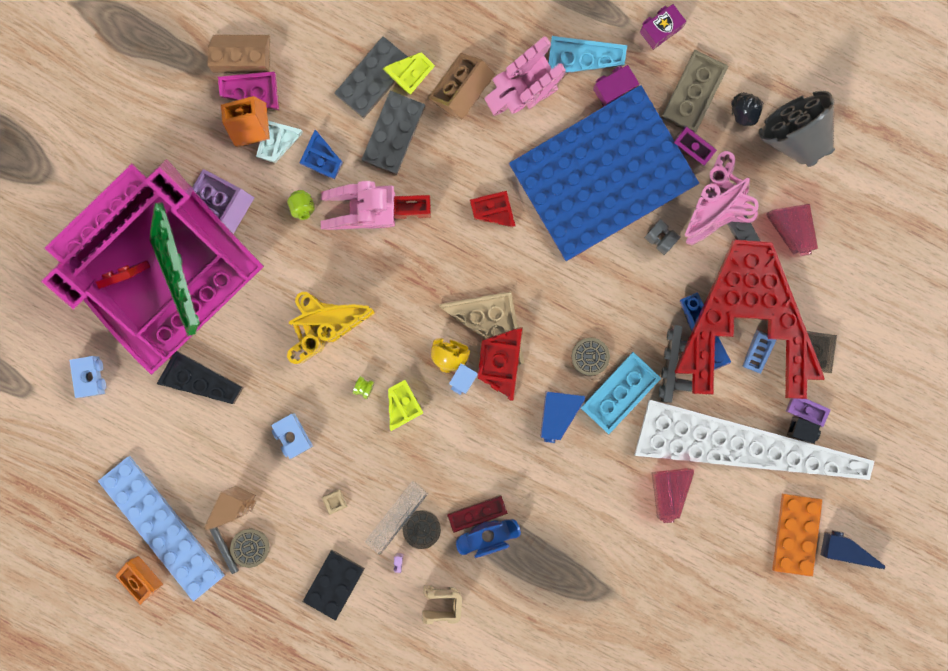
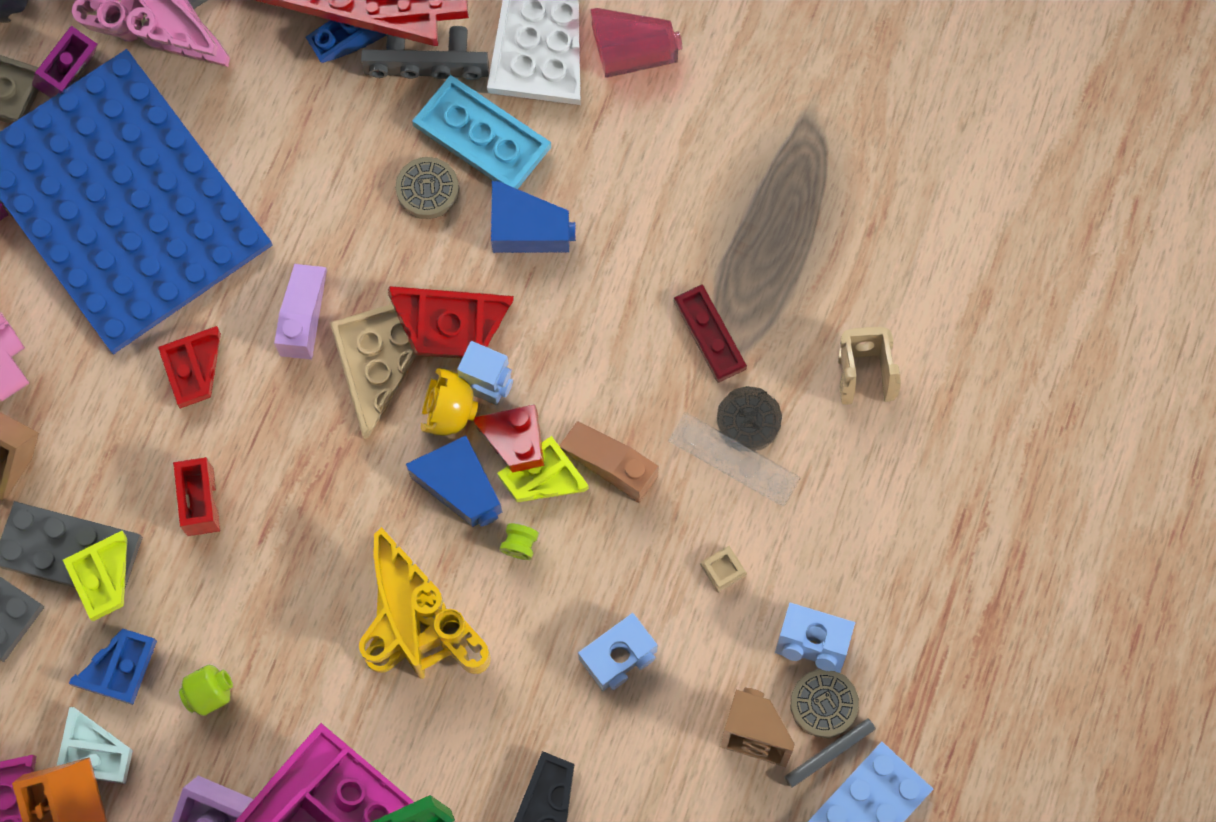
camera: 100 degrees left, 15 degrees down
(284, 559) = (808, 625): none -> light blue brick
(333, 585) = (865, 552): black plate -> none
(369, 206) = (201, 572): bright pink piece -> none
(370, 150) = (100, 575): none -> neon yellow wing
(398, 560) = (810, 447): lavender tile -> none
(402, 357) = (458, 482): none -> blue slope
(406, 444) = (611, 460): none -> nougat slope
(425, 392) = (514, 436): none -> wing
(473, 540) = (733, 291): blue piece -> none
(521, 275) = (300, 312): none -> lavender slope
(667, 241) = (227, 90): dark grey wheel -> none

